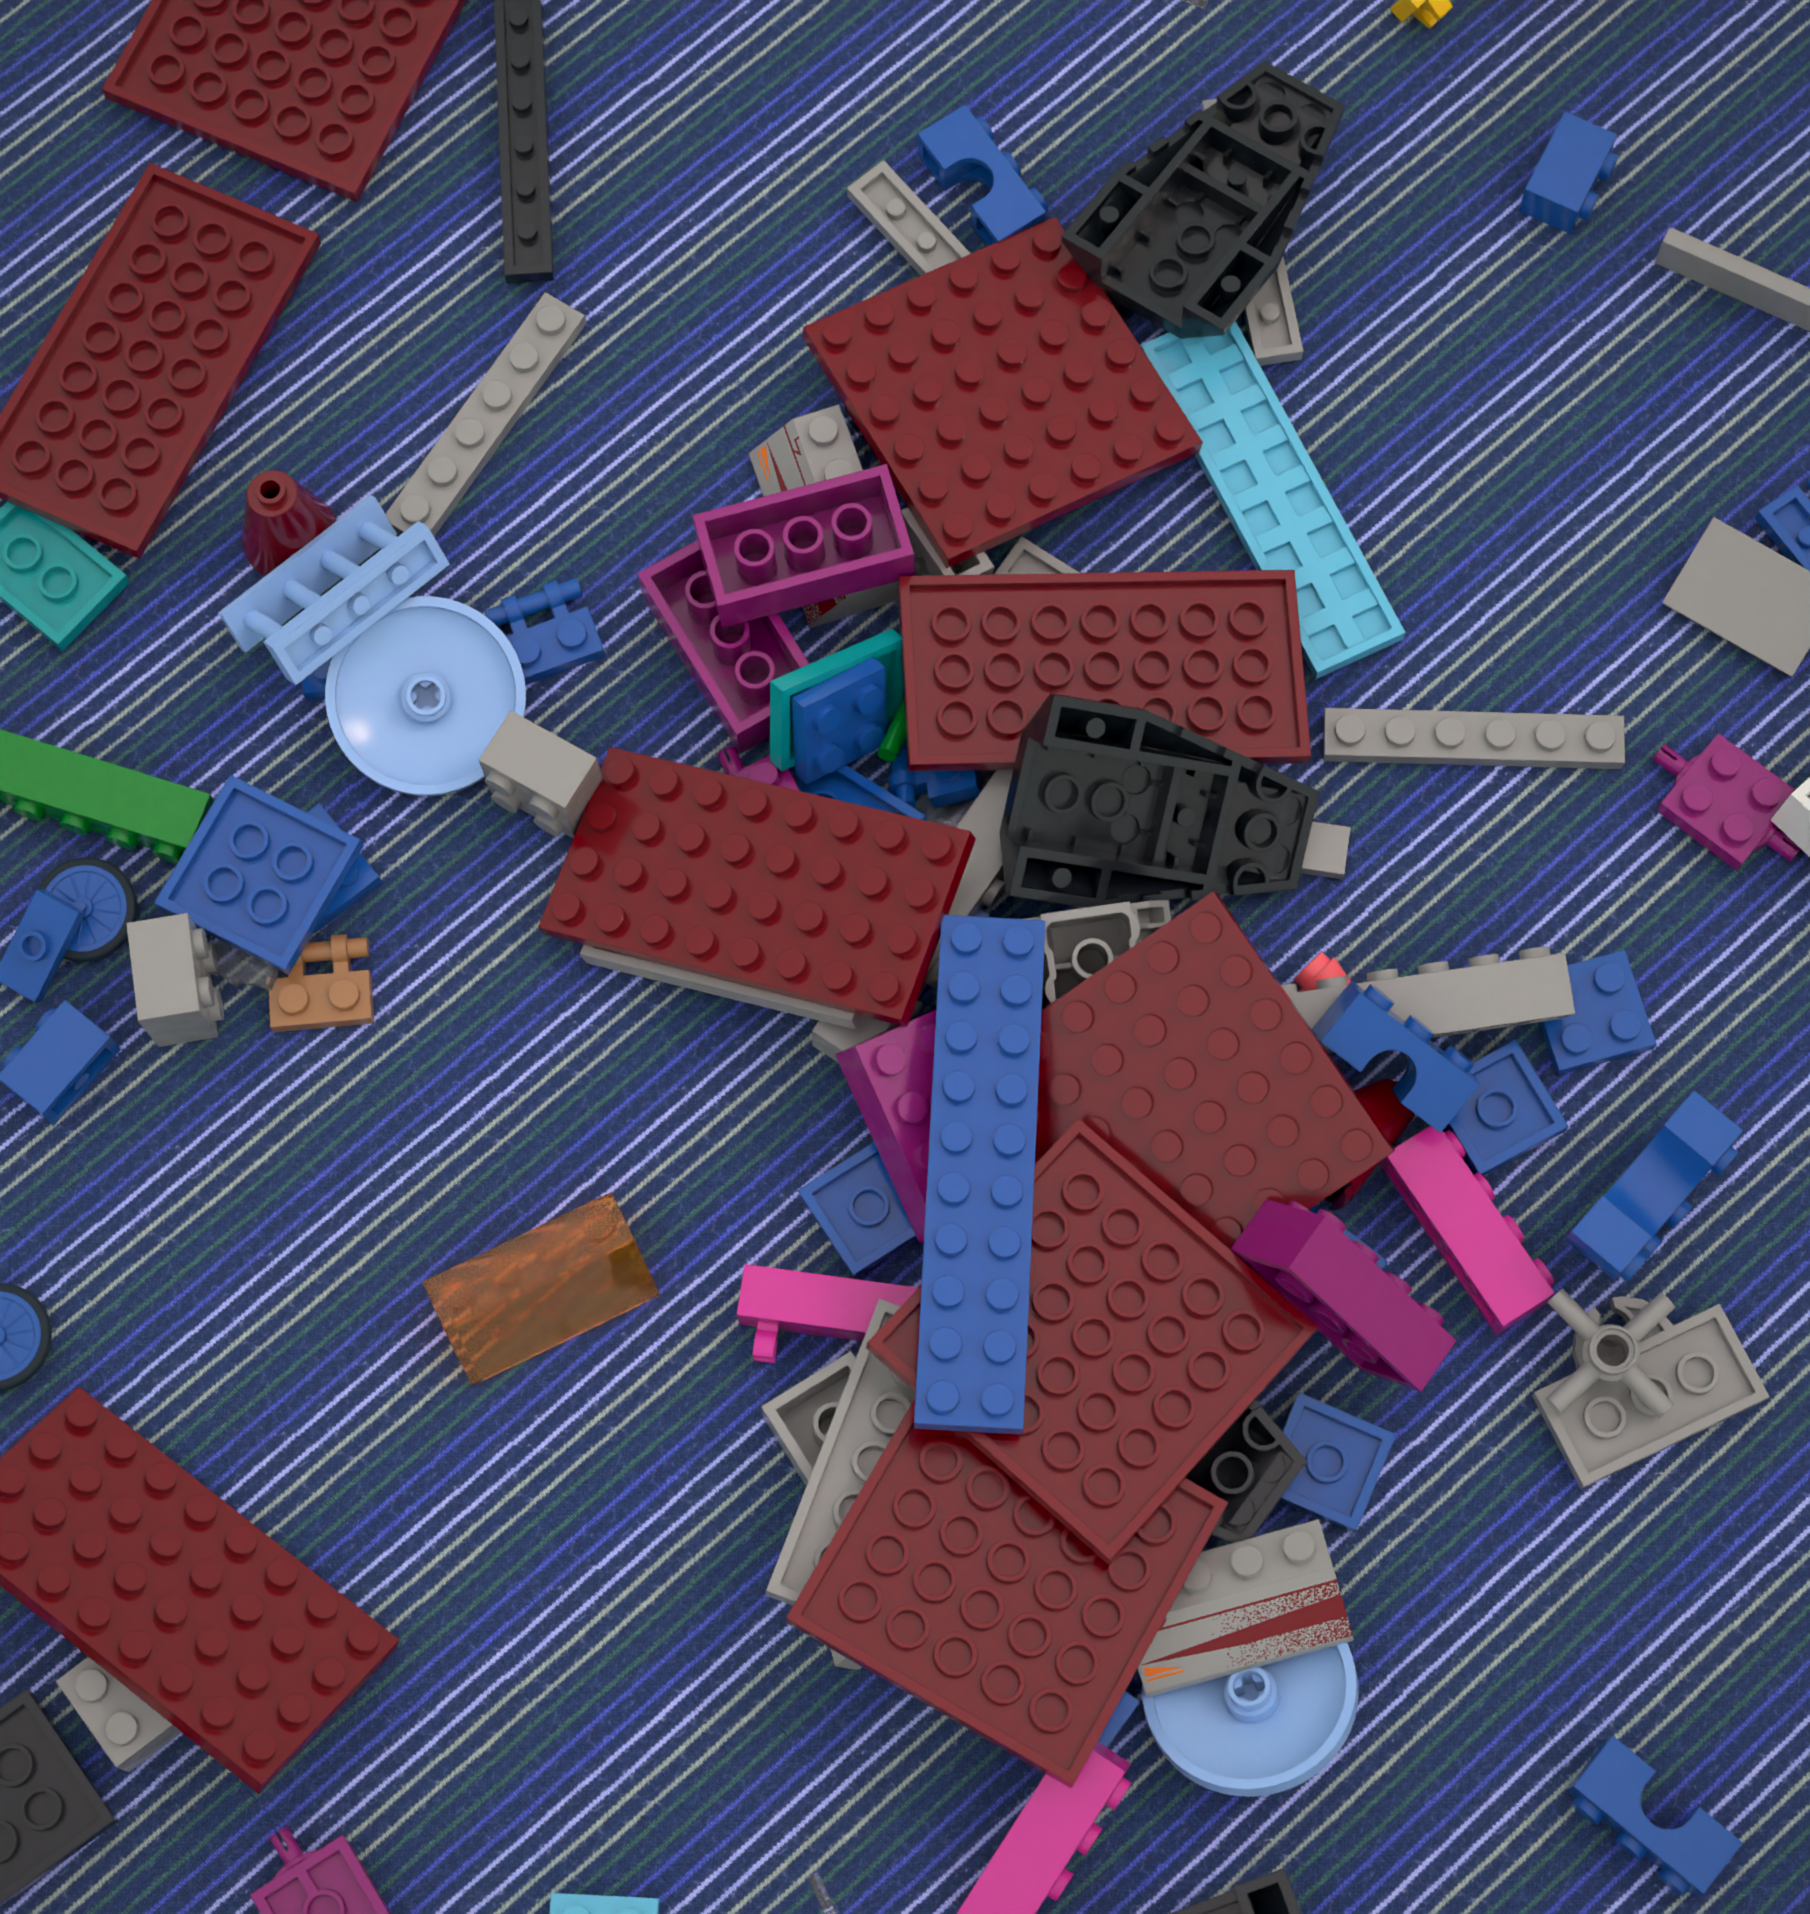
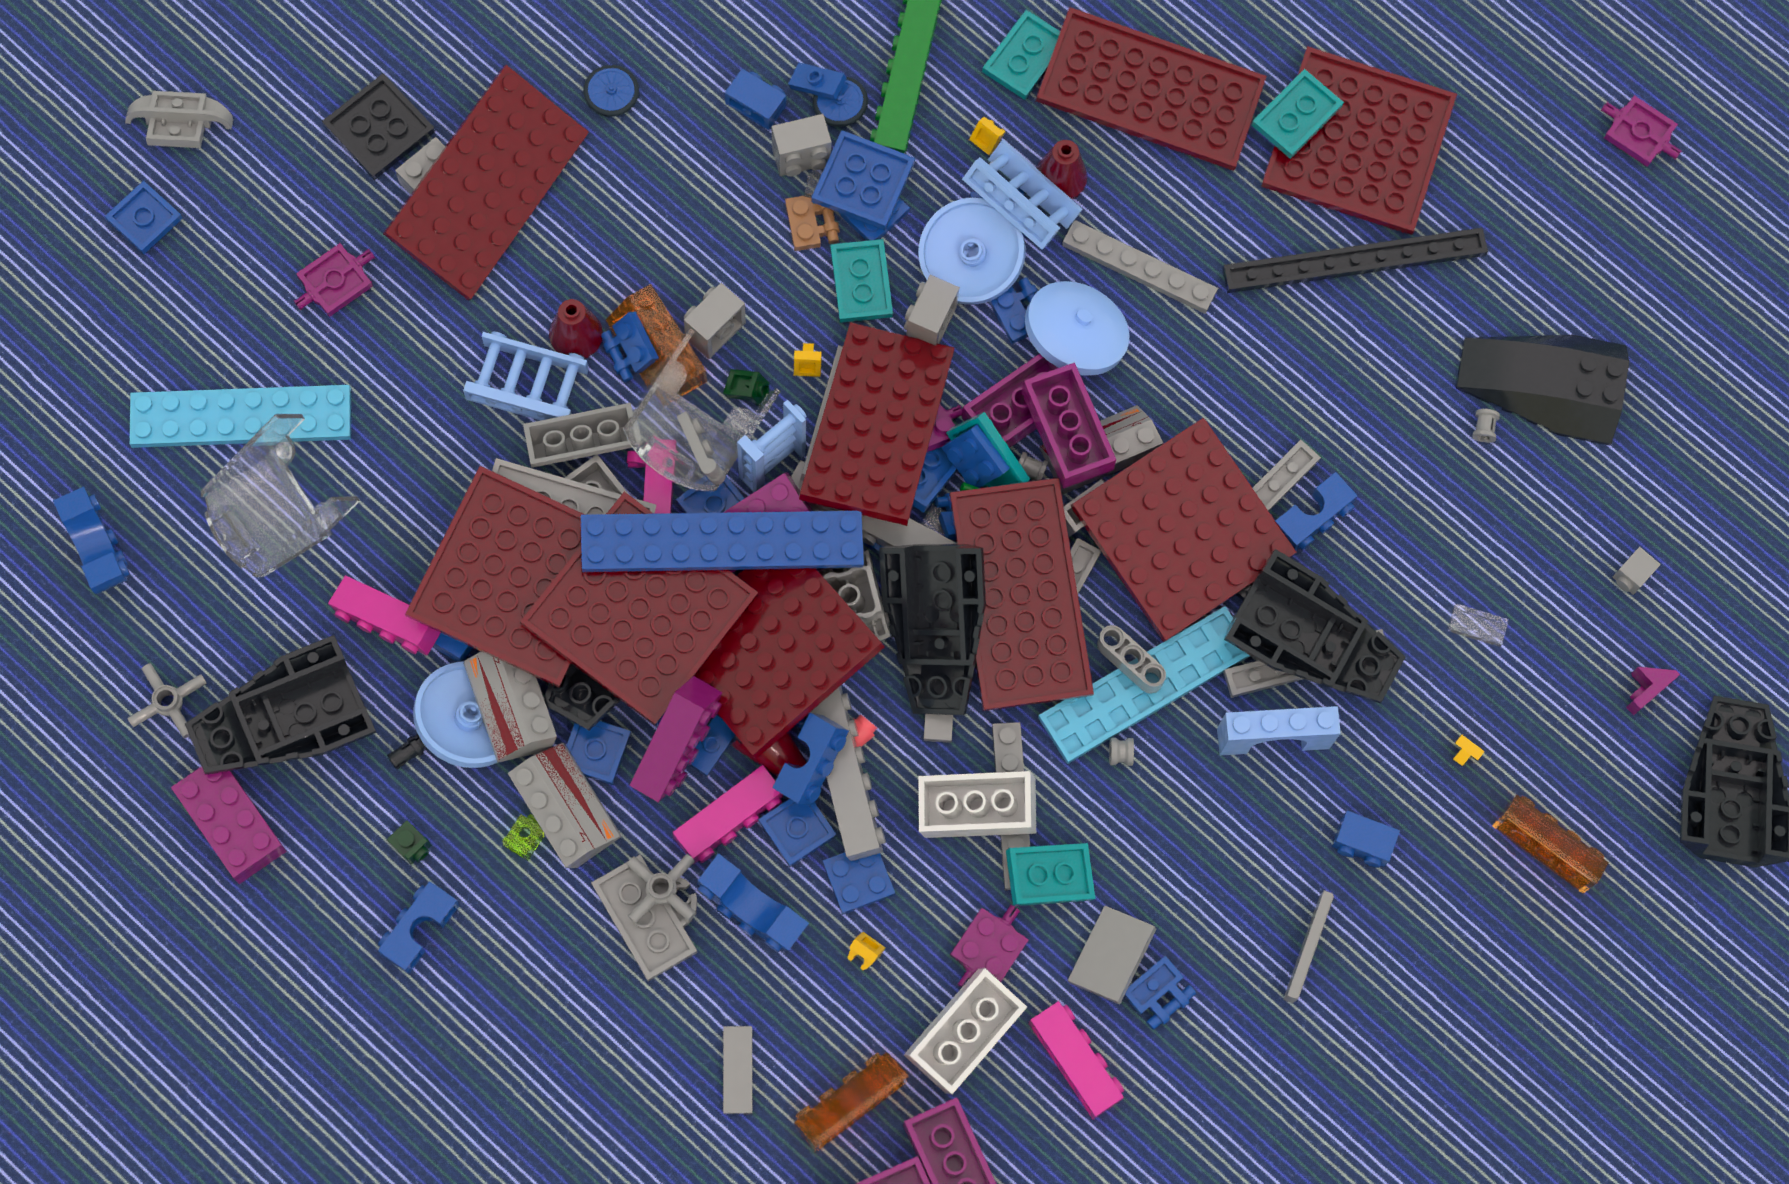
camera: 75 degrees right, 0 degrees up
(196, 651) = (986, 135): none -> yellow tile
(236, 115) = (1297, 113): none -> teal plate
(453, 902) = (861, 280): none -> teal plate
(493, 1443) = (575, 330): none -> dark red cone
(510, 1169) = (715, 320): none -> light grey brick
(533, 1325) = (635, 343): none -> blue plate
(600, 529) = (1077, 325): none -> light blue dish
(603, 1012) = (807, 361): none -> yellow tile
(612, 1582) = (506, 398): none -> light blue fence
(640, 1128) = (746, 386): none -> dark green bracket
(721, 1436) = (577, 435): none -> light grey slope
(748, 1242) = (660, 440): none -> clear windscreen
(778, 1203) = (701, 448): none -> light grey plate
(817, 1098) = (762, 455): none -> light blue fence
(855, 628) = (1034, 468): none -> light grey bush
(1241, 481) = (1127, 646): none -> light grey beam
(1307, 1819) = (406, 752): none -> black pin
(1385, 245) = (1315, 728): none -> light blue arch
(1391, 543) = (1121, 751): none -> light grey wheel
(1438, 1522) = (564, 805): none -> light grey slope
(1485, 784) = (977, 804): none -> white brick
(1486, 1825) = (410, 843): none -> dark green bracket
(1490, 1625) = (524, 845): none -> clear neon green brick
(1610, 681) = (1050, 874): none -> teal plate
(1725, 1006) = (866, 948): none -> yellow tile

